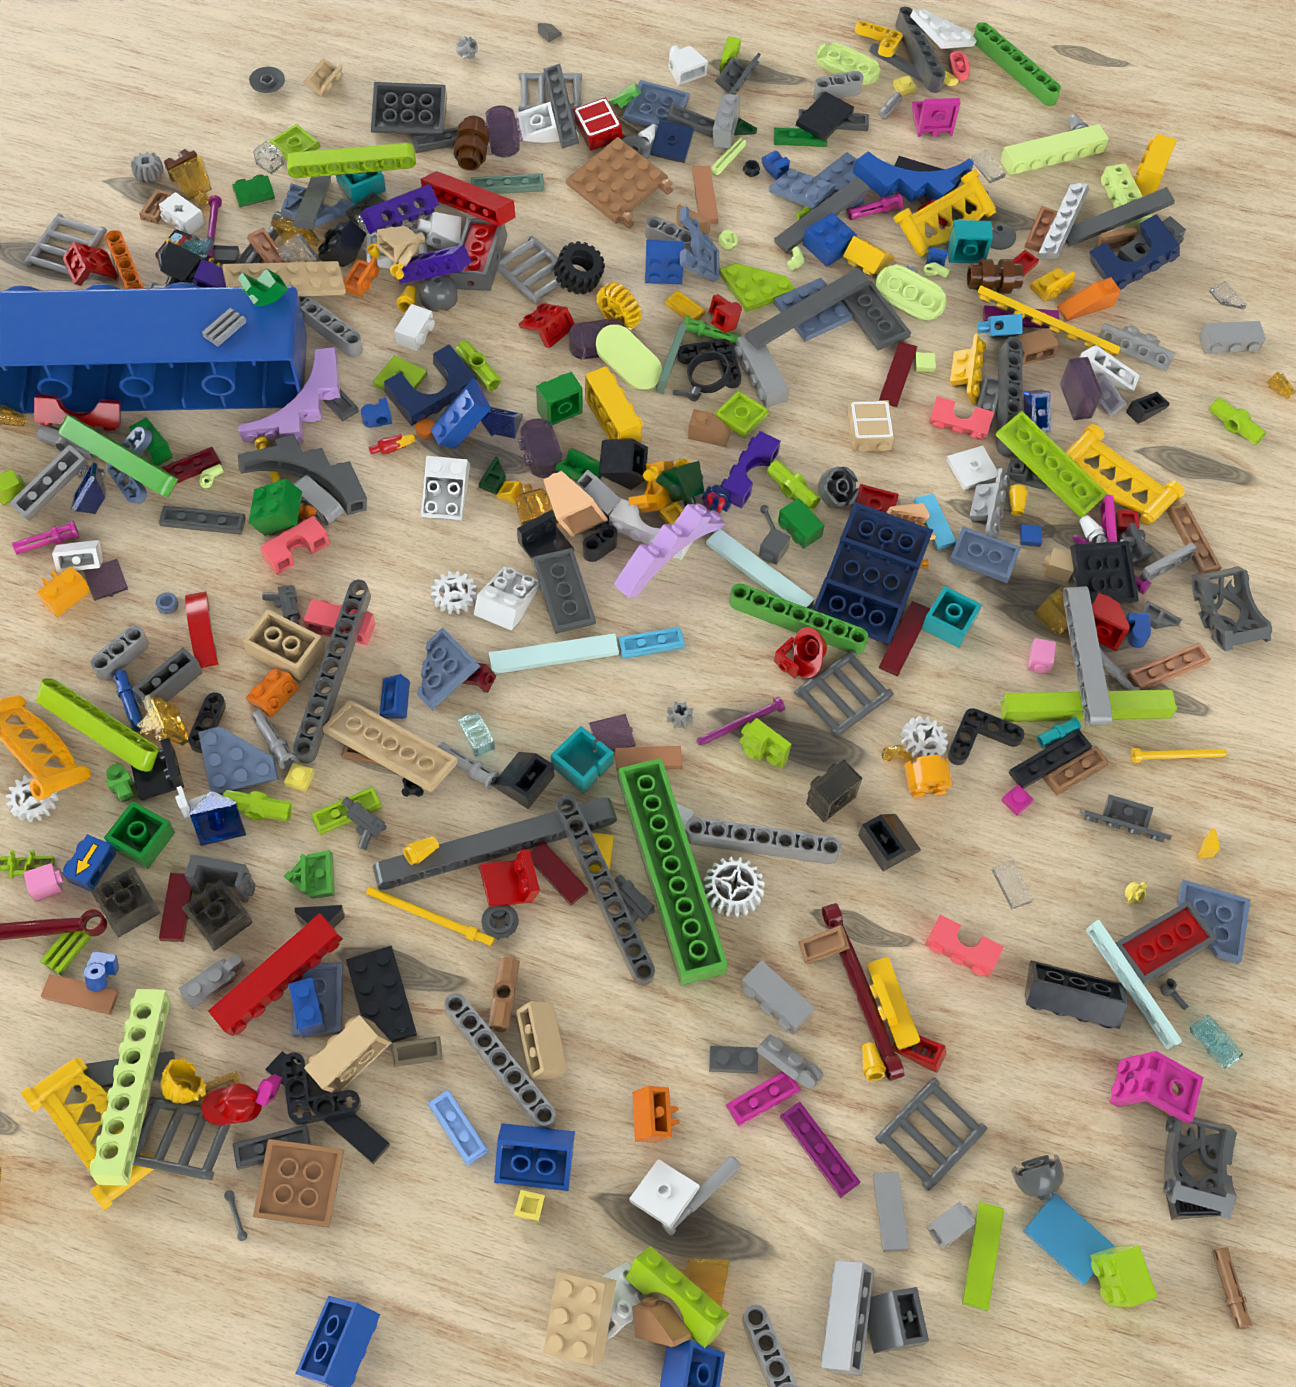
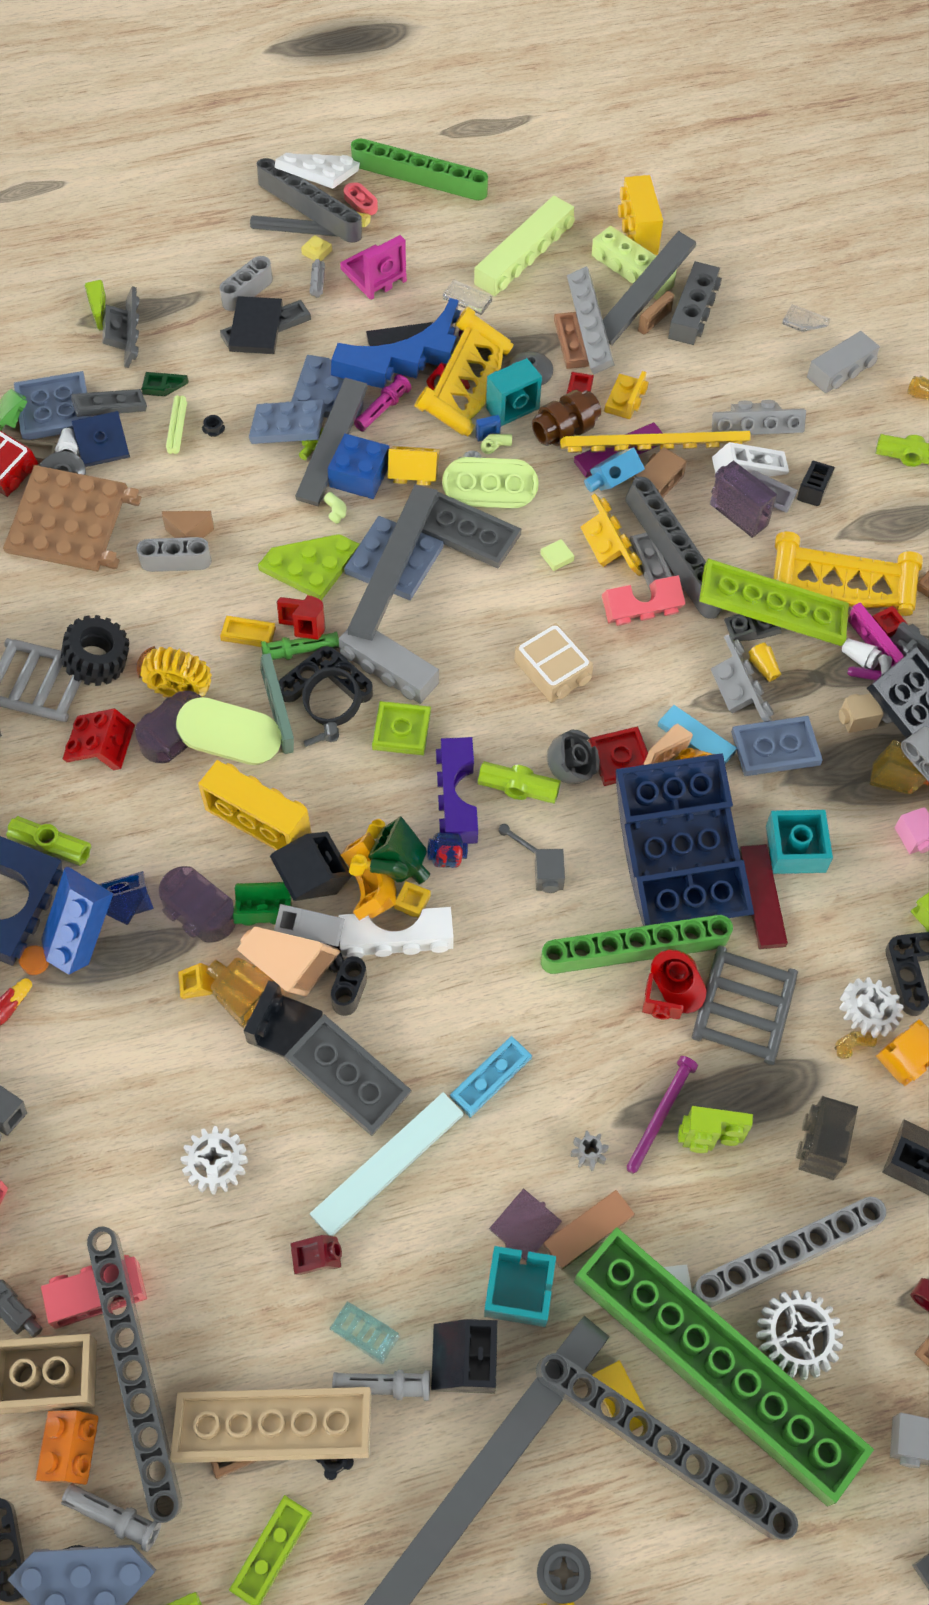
camera: 30 degrees left, 0 degrees up
(299, 777) = (179, 1546): light yellow plate -> none
(368, 824) = (313, 1552): dark grey piece -> none
(395, 697) = (230, 1349): blue slope -> none
(419, 850) = (411, 1552): yellow cone -> none
(444, 668) = (270, 1272): sand blue plate -> none
(445, 488) = (112, 1028): white slope -> none
(493, 477) = (162, 975): dark green tile -> none
(506, 598) = (283, 1126): white slope -> none
(510, 881) = (543, 1511): red bracket -> none
(558, 873) = (586, 1457): dark red tile -> none
(559, 398) = (181, 829): green brick -> none
(636, 903) = (706, 1432): dark grey piece -> none
(663, 262) = (192, 590): blue brick -> none
(671, 538) = (435, 950): lavender arch -> none
(686, 64) = (55, 339): white torso -> none
(704, 254) = (236, 563): sand blue wing -> none
(705, 192) = (178, 481): nougat tile -> none
(708, 428) = (377, 767): medium nougat slope -> none
(726, 120) = (150, 384): light grey brick -> none
(727, 239) = (243, 524): yellowish green tile -> none
(757, 569) = (550, 909): light aqua tile -> none
(774, 162) = (238, 408): blue leg -> none
(796, 137) = (237, 365): green tile -> none
(800, 523) = (559, 824): green brick -> none
(843, 59) = (233, 251): yellowish green tile -> none
(889, 38) = (266, 201): yellow beam -> none
(898, 373) = (538, 584): dark red tile -> none
(972, 467) = (692, 650): white plate -> none
(1030, 535) = (805, 695): blue tile -> none
(1038, 408) = (713, 542): clear blue slope -> none
(1076, 122) = (527, 206): light grey cone -> none
(1090, 300) = (678, 393): orange slope -> none
(1163, 250) = (687, 350): dark blue arch -> none

